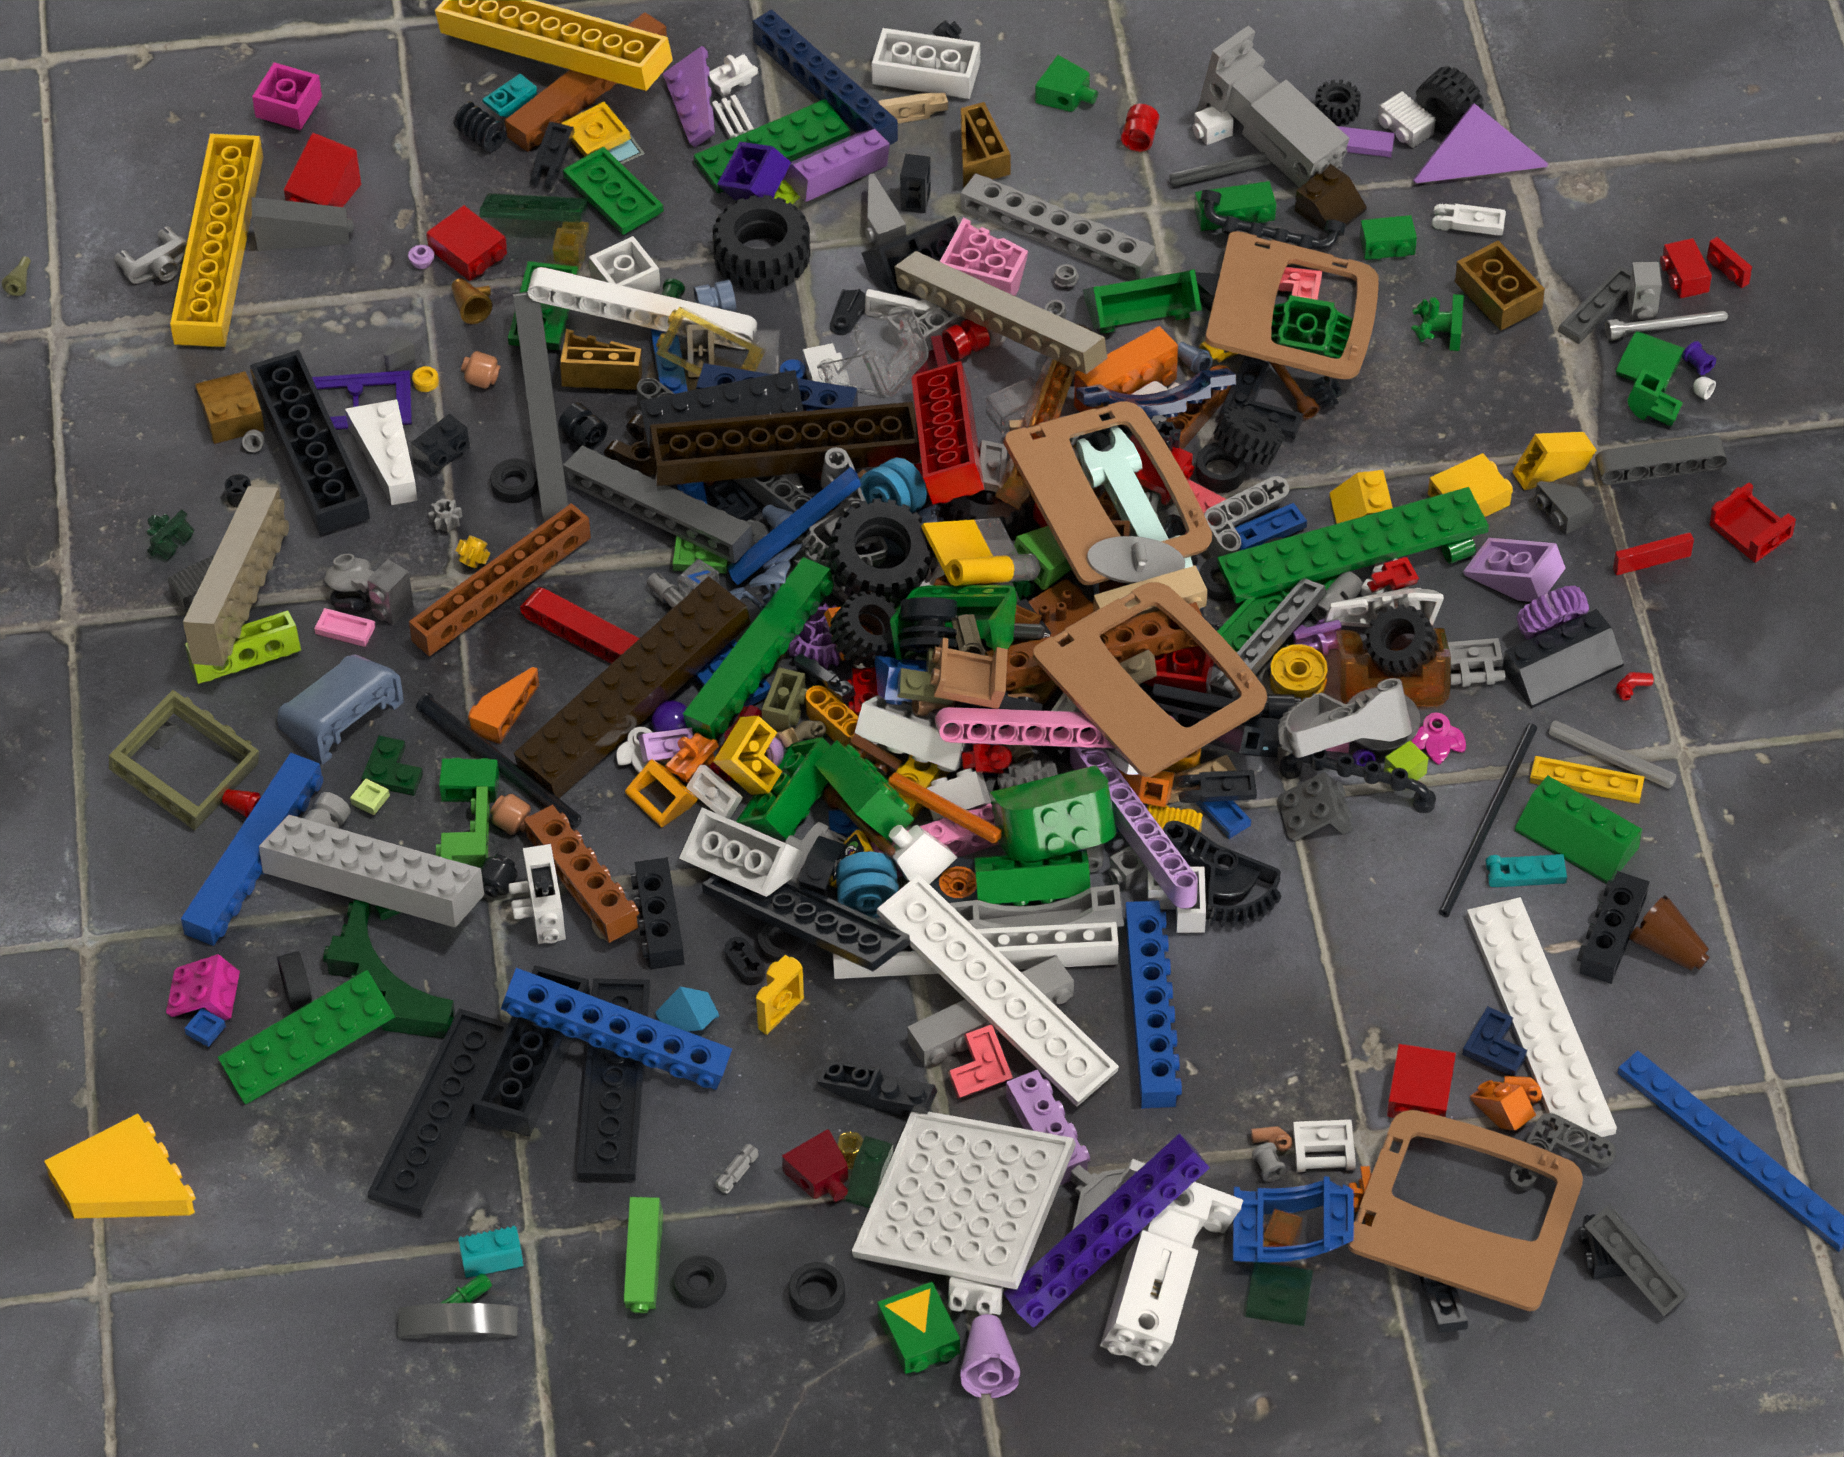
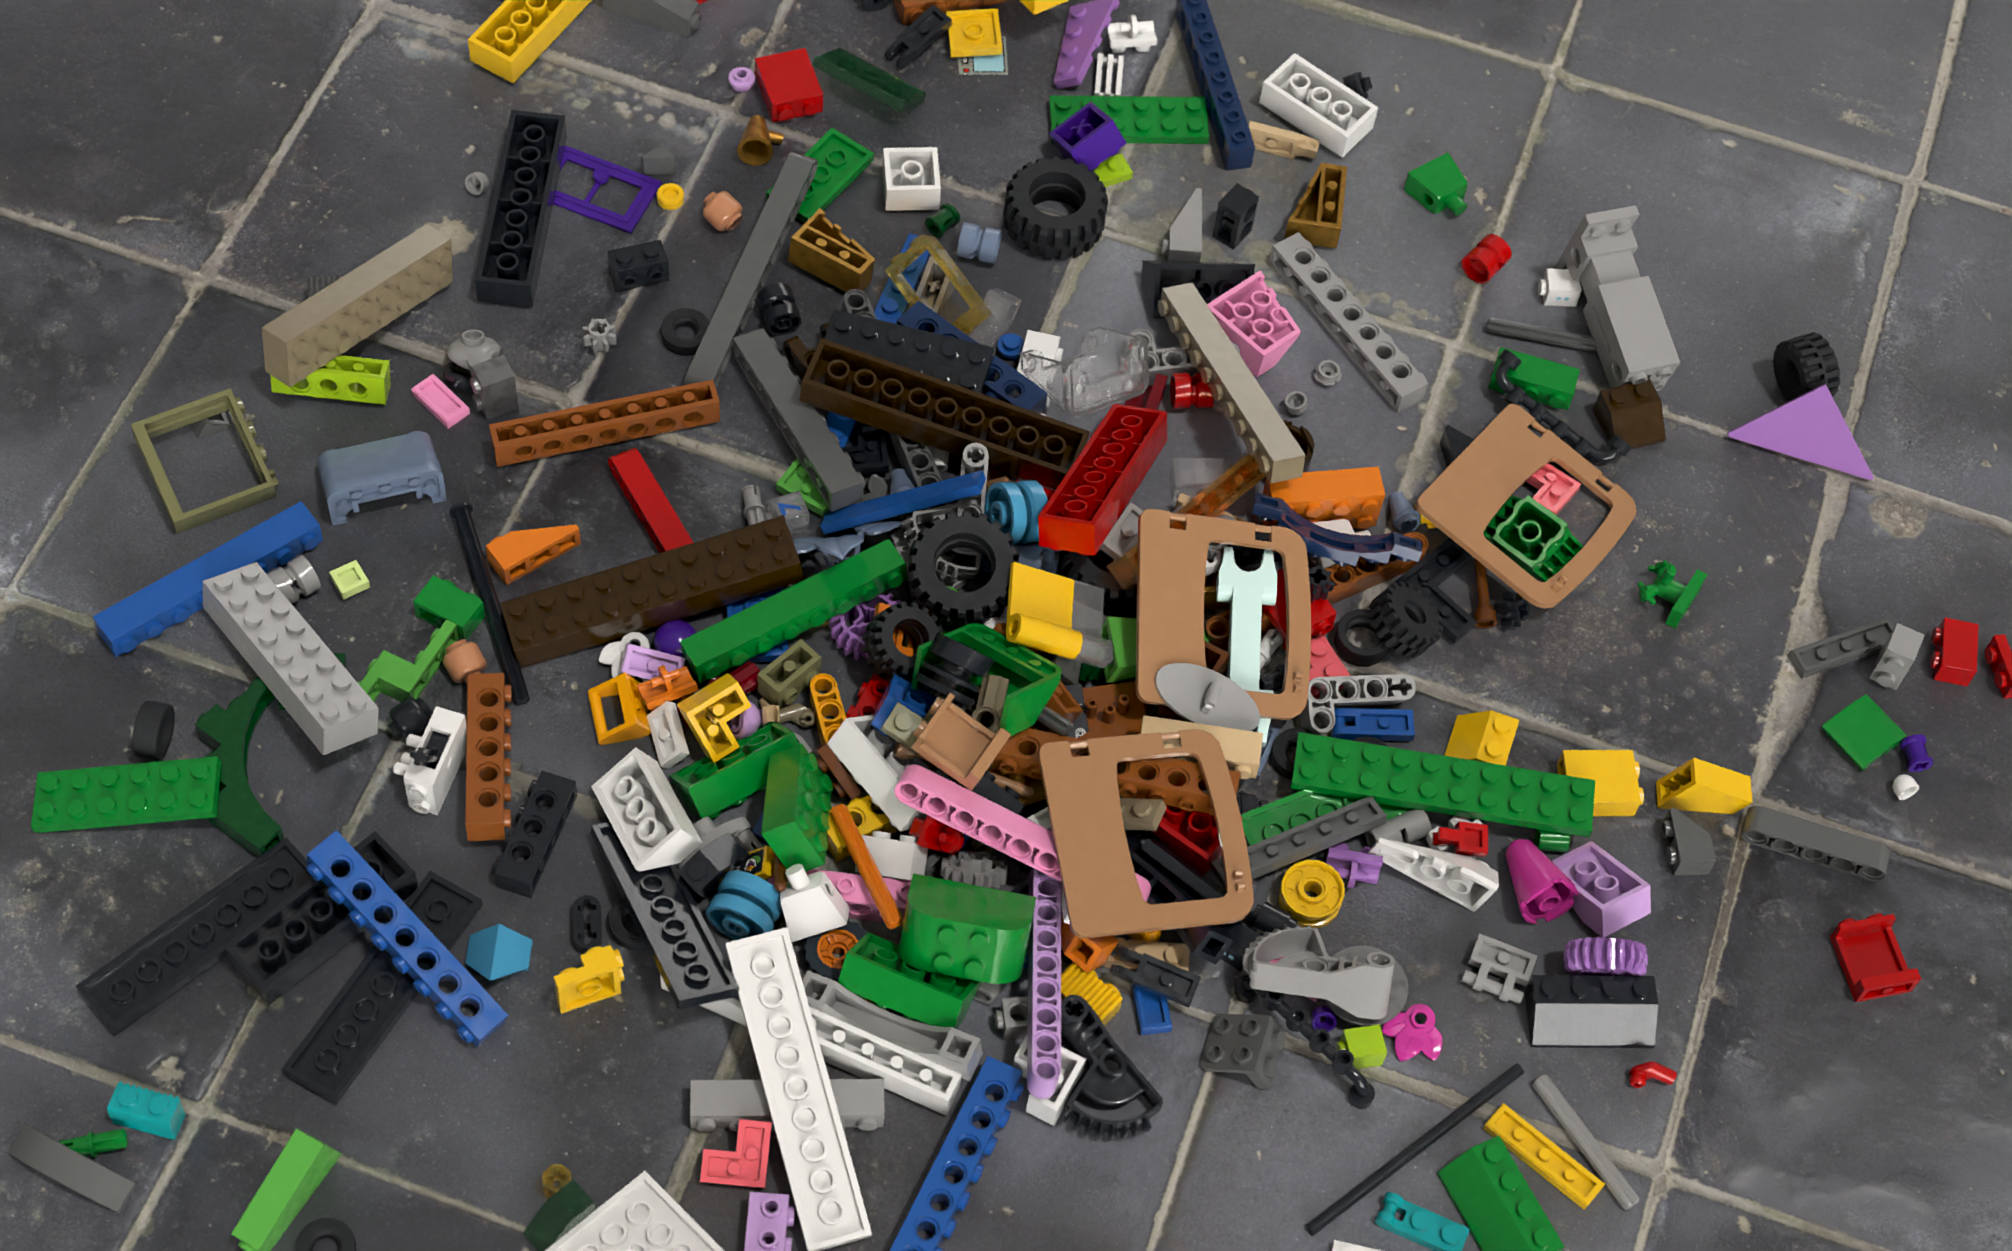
camera: 20 degrees right, 5 degrees up
(162, 542) = (339, 231): clear green hips -> none
(204, 984) = (74, 697): dark pink bracket -> none
(205, 1027) = (47, 736): blue plate -> none
(230, 406) = (475, 141): pearl gold slope -> none
(239, 484) = (434, 217): black wheel -> none
(241, 801) = (231, 524): red cone -> none
(384, 444) = (589, 233): white wedge -> none
(387, 771) = (383, 560): dark green plate -> none
(472, 551) = (599, 383): yellow gear -> none
(571, 243) = (880, 128): clear yellow brick -> none
(613, 190) = (954, 96): green plate -> none
(629, 304) = (892, 211): white beam -> none
(737, 1168) = (439, 1144): light grey axle -> none
(818, 676) = (843, 674): black hinge -> none
(818, 1167) = (515, 1185): dark red torso -> none
(838, 164) = (1175, 165): medium lavender slope -> none
(848, 311) = (1102, 311): black piece -> none
(872, 1089) = (623, 1129): black slope -> none
(881, 303) = (1132, 318): white hinge -> none
(1142, 300) = (1383, 430): green windscreen -> none
(1340, 92) = (1693, 332): black tyre -> none
(1359, 672) = (1423, 945): clear orange windscreen -> none
(1369, 141) = (1702, 371): medium lavender tile -> none
(1388, 237) = (1667, 479): green brick -> none
(1388, 628) = (1424, 892): black tyre -> none
(1406, 119) = (1755, 369): white brick -> none
(1468, 584) = (1538, 883): none -> dark pink cone
(1469, 218) = (1761, 498): white hinge -> none
(1499, 285) = (1751, 581): pearl gold brick -> none
(1616, 329) = (1847, 682): light grey piece -> none
(1649, 400) = (1838, 774): green brick -> none
(1653, 553) = (1751, 941): red tile -> none

